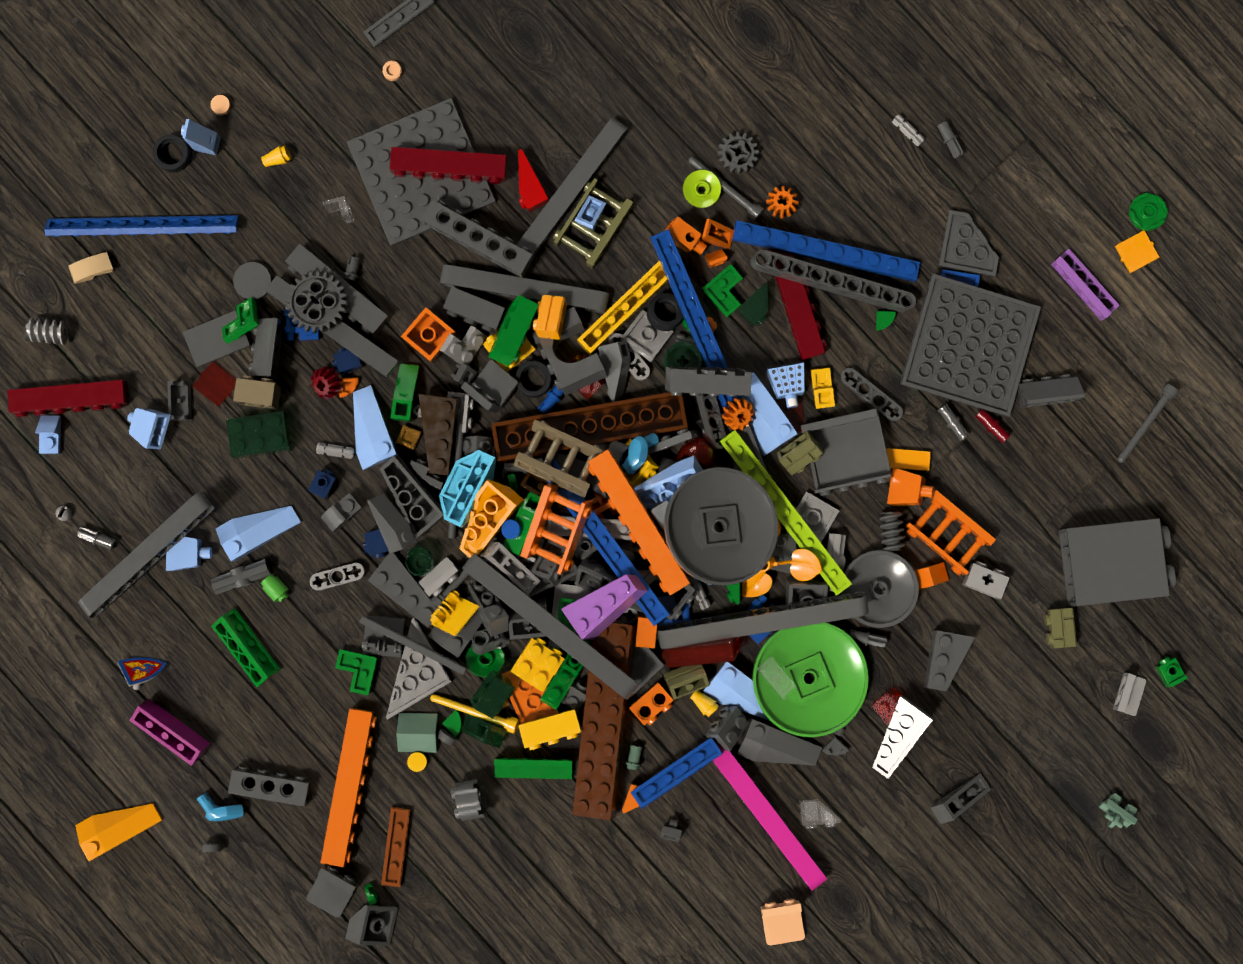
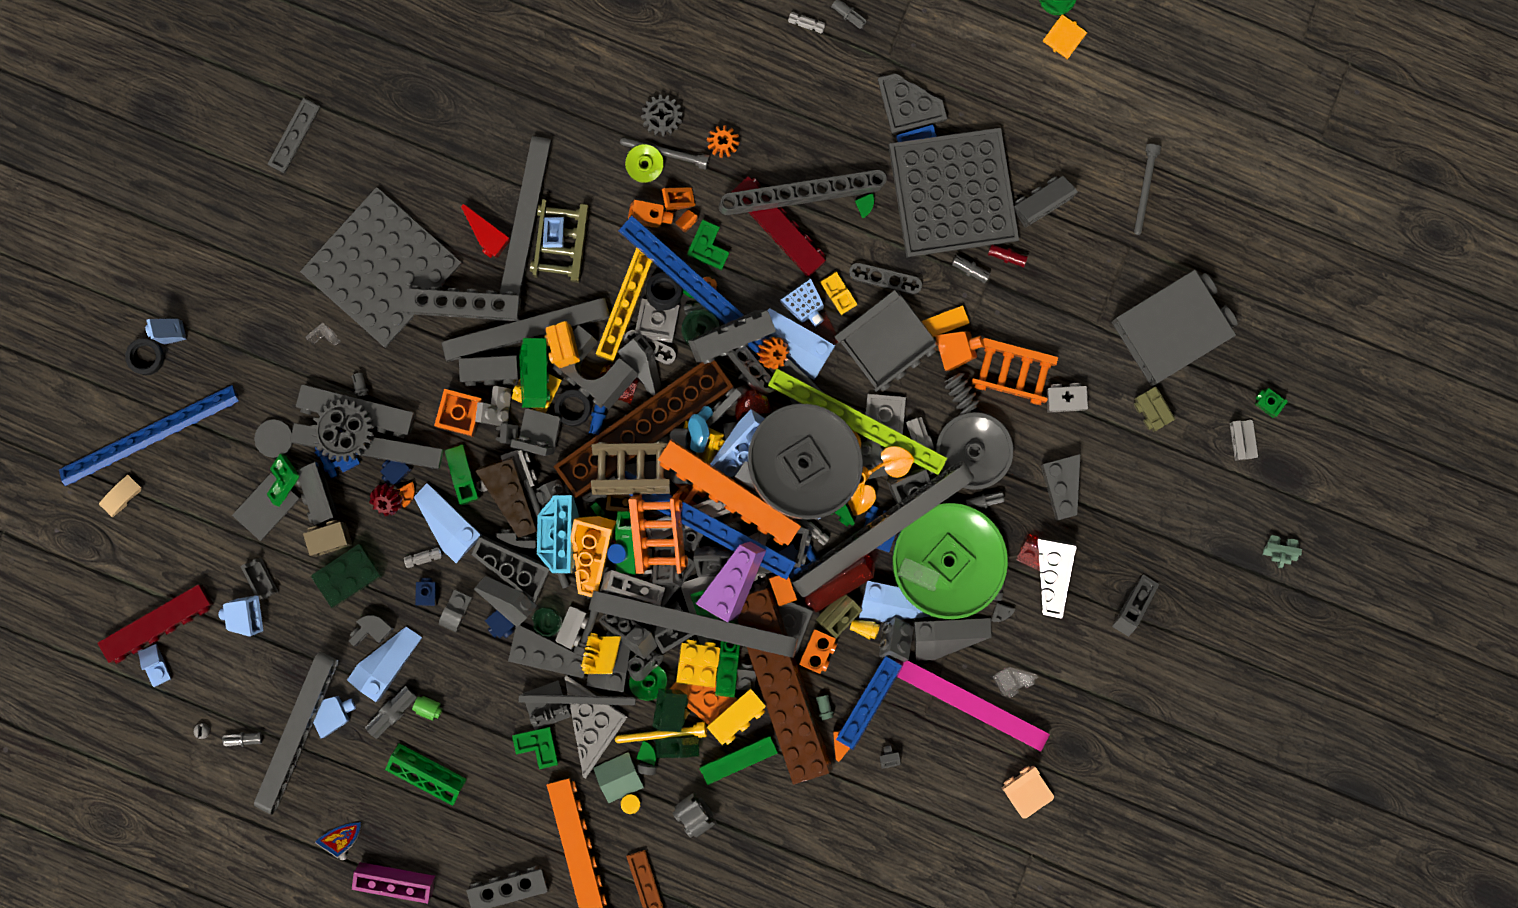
camera: 25 degrees left, 0 degrees up
(46, 332) = (107, 573): light grey piece -> none
(215, 384) = (284, 548): clear red piece -> none
(220, 105) = (168, 291): light nougat tile -> none
(262, 492) = (372, 625): none -> dark grey brick
(277, 156) = (242, 315): yellow cone -> none
(324, 585) = (471, 684): light grey beam -> none
(392, 71) = (311, 187): light nougat tile -> none
(408, 437) = (484, 514): pearl gold tile -> none
(448, 165) = (403, 249): dark red brick -> none
(756, 307) = (743, 249): clear green slope -> none
(800, 453) = (845, 362): olive brick -> none
(825, 251) = (783, 168): blue plate -> none
(931, 575) = (1016, 417): orange slope -> none
(1081, 288) = (1029, 92): medium lavender fence -> none

